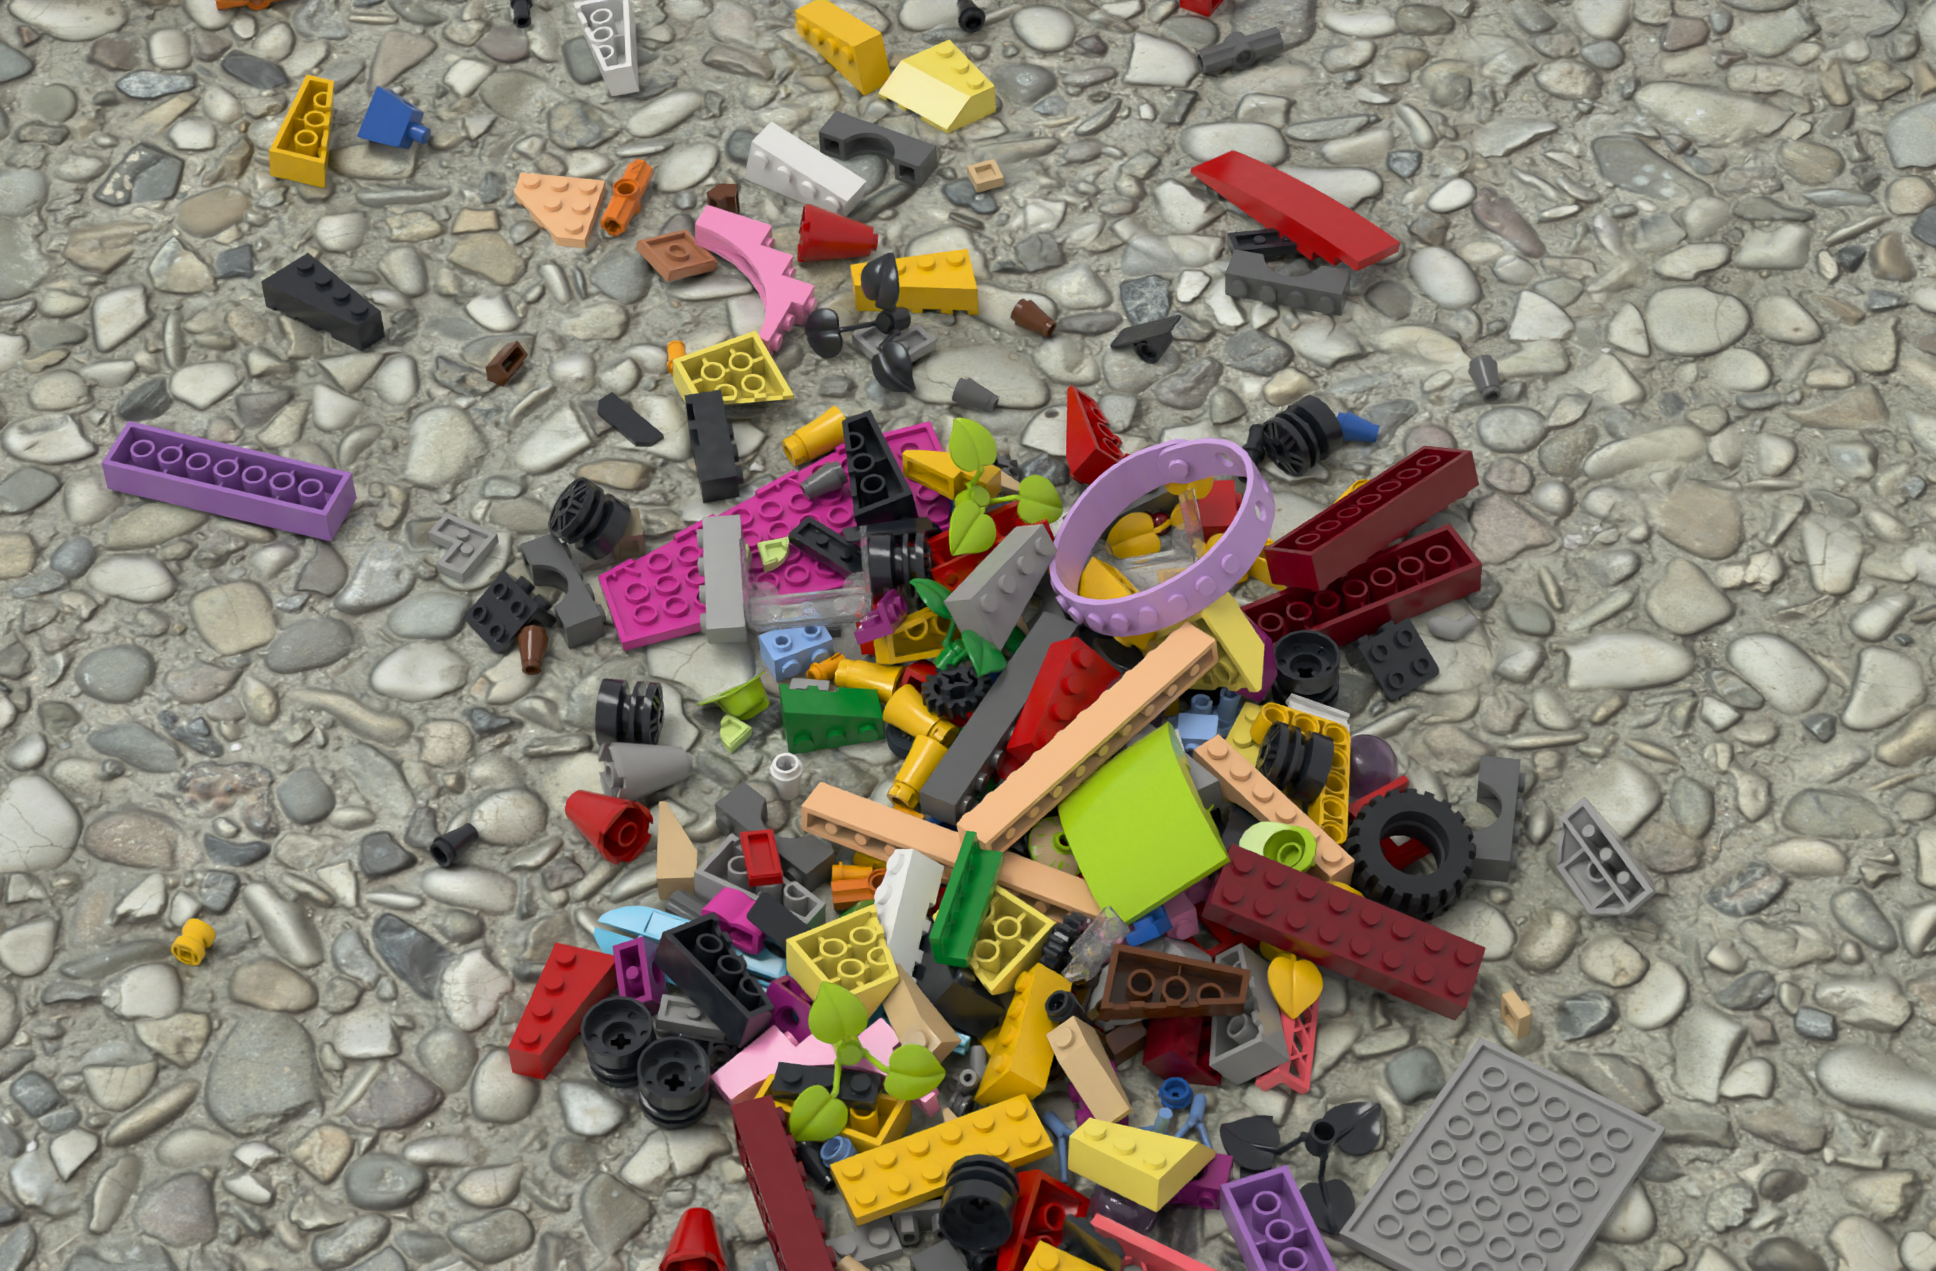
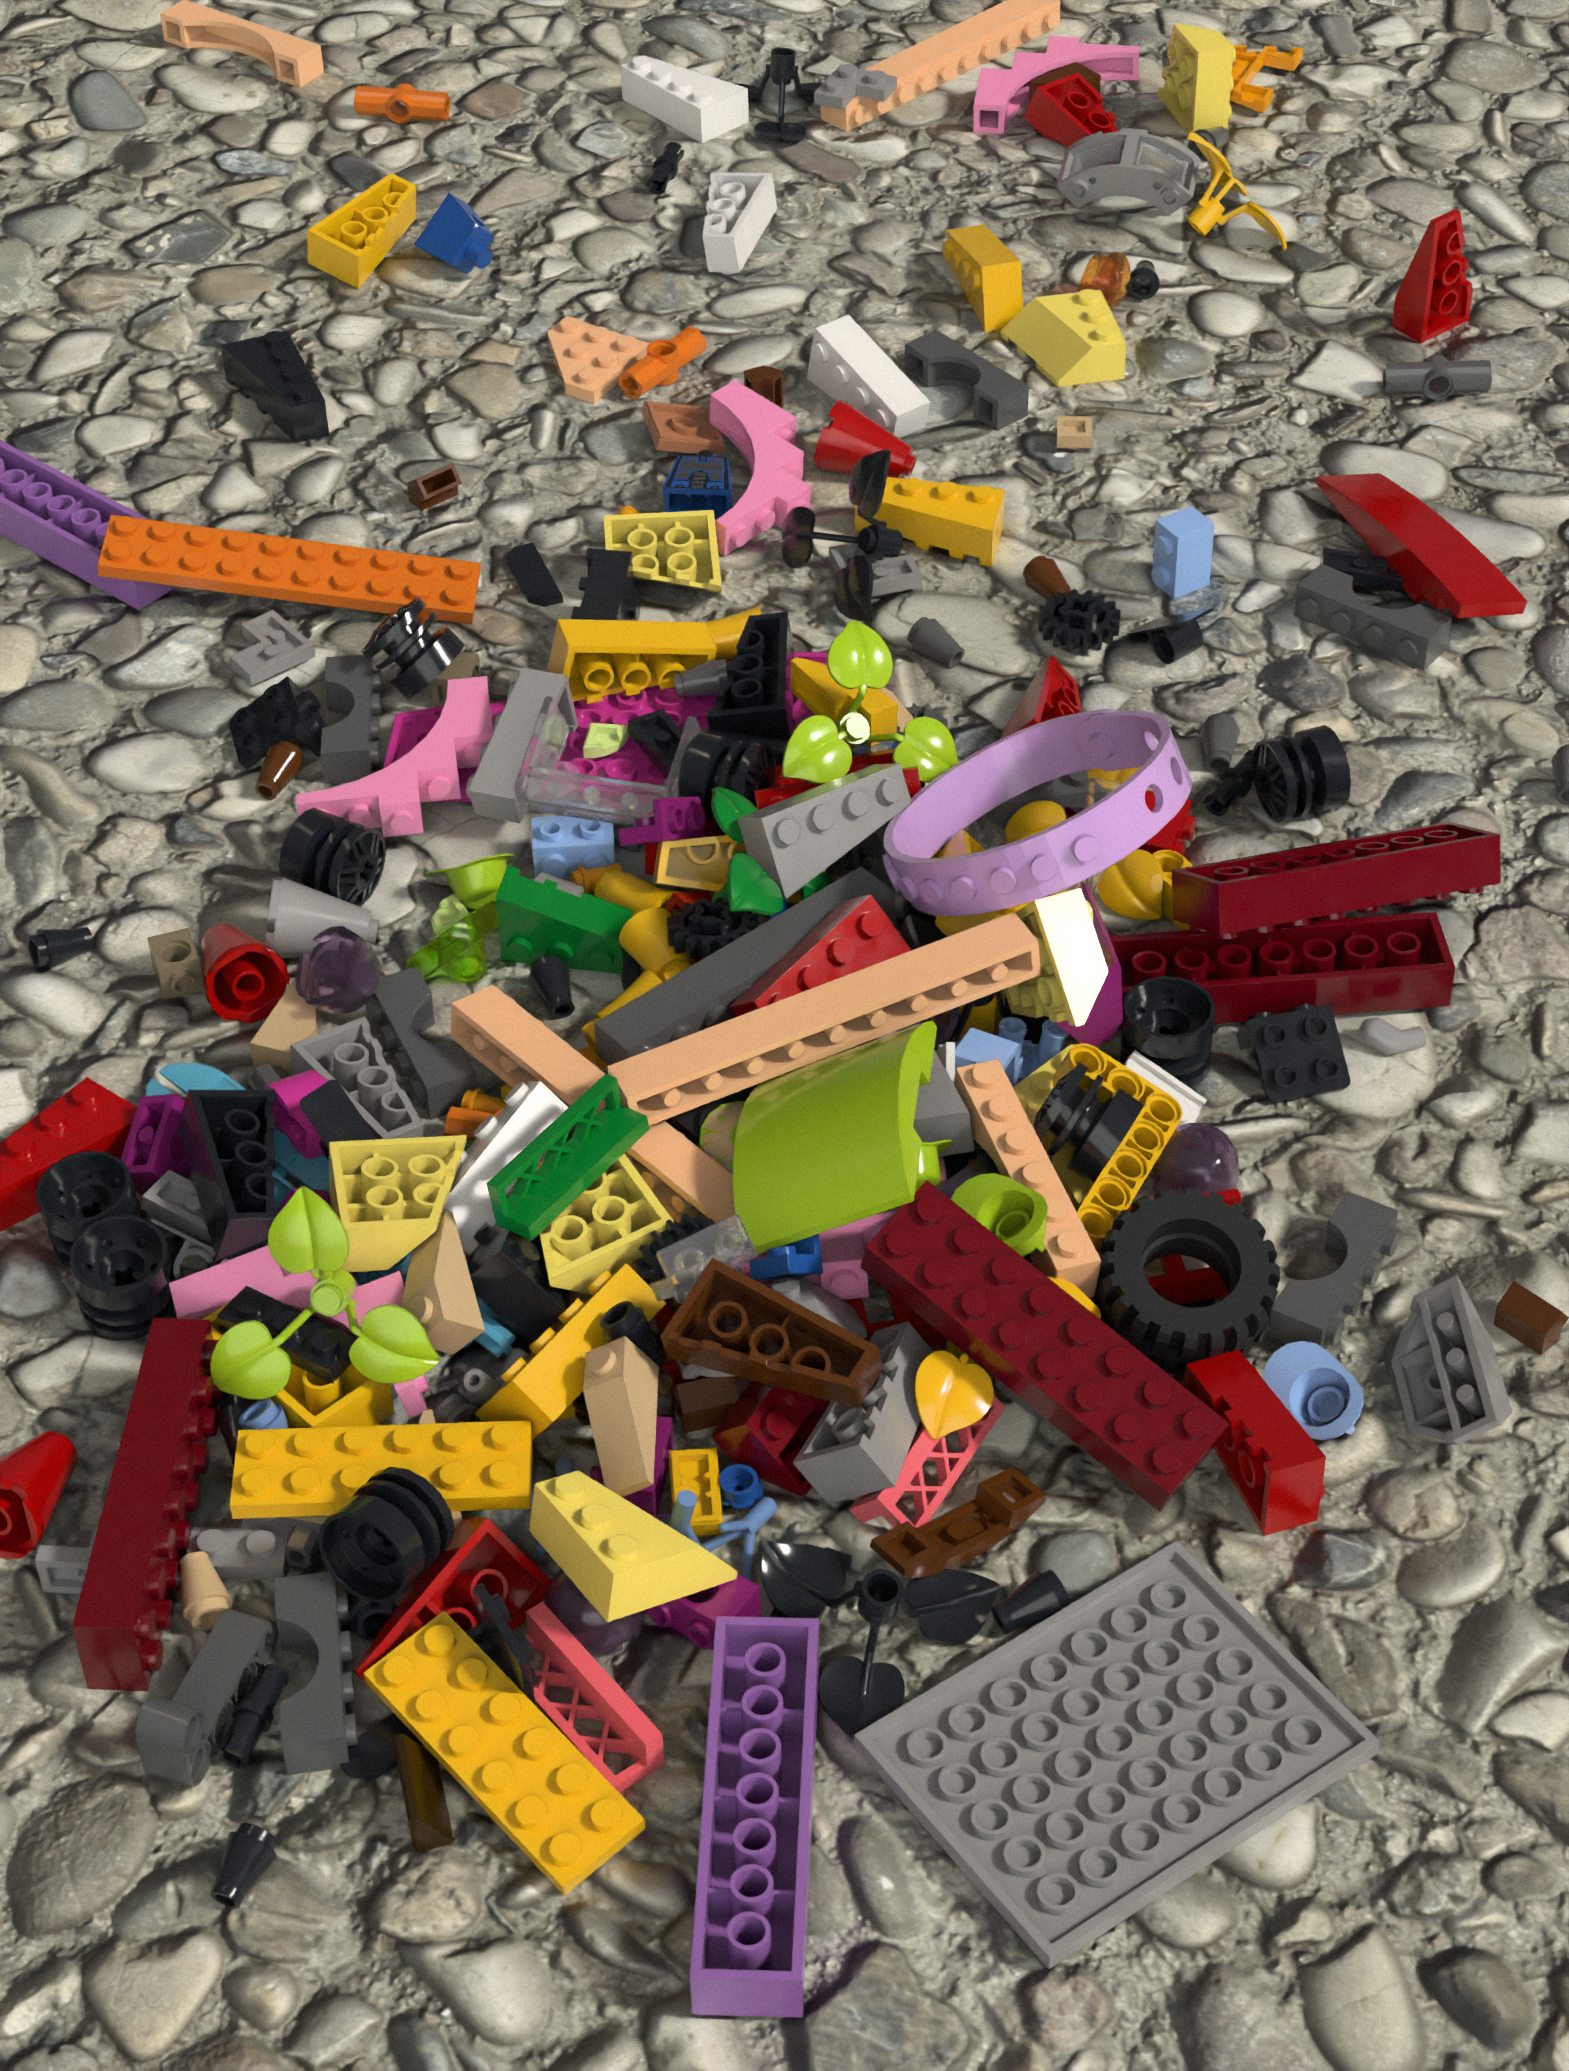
camera: 20 degrees right, 5 degrees down
(444, 474) = (287, 568): none -> orange plate
(554, 832) = (176, 963): none -> dark tan brick
(648, 645) = (425, 774): none -> bright pink arch
(697, 805) = (338, 972): none -> clear purple cylinder
(722, 306) = (699, 484): none -> torso
(758, 754) = (460, 948): none -> clear neon green piece
(759, 478) = (625, 654): none -> yellow wedge
(761, 858) = (377, 1051): red tile -> none
(787, 773) = (473, 969): white cone -> none
(842, 763) = (551, 982): none -> black cone
(942, 23) = (1109, 275): none -> clear orange piece
(1073, 347) = (1079, 620): none -> black gear
(1127, 267) = (1182, 552): none -> light blue brick
(1147, 1100) = (699, 1473): none -> yellow plate
(1224, 420) = (1219, 741): none -> dark grey cone
(1339, 1073) = (965, 1532): none -> reddish brown slope
(1357, 428) = (1376, 787): blue cone -> none
(1407, 1107) = (1031, 1602): none -> black cone
(1512, 954) = (1264, 1446): none -> red wedge
(1516, 1014) = (1242, 1526): tan plate -> none
(1522, 906) = (1315, 1389): none -> light blue piece
(1634, 809) = (1529, 1318): none -> reddish brown piece

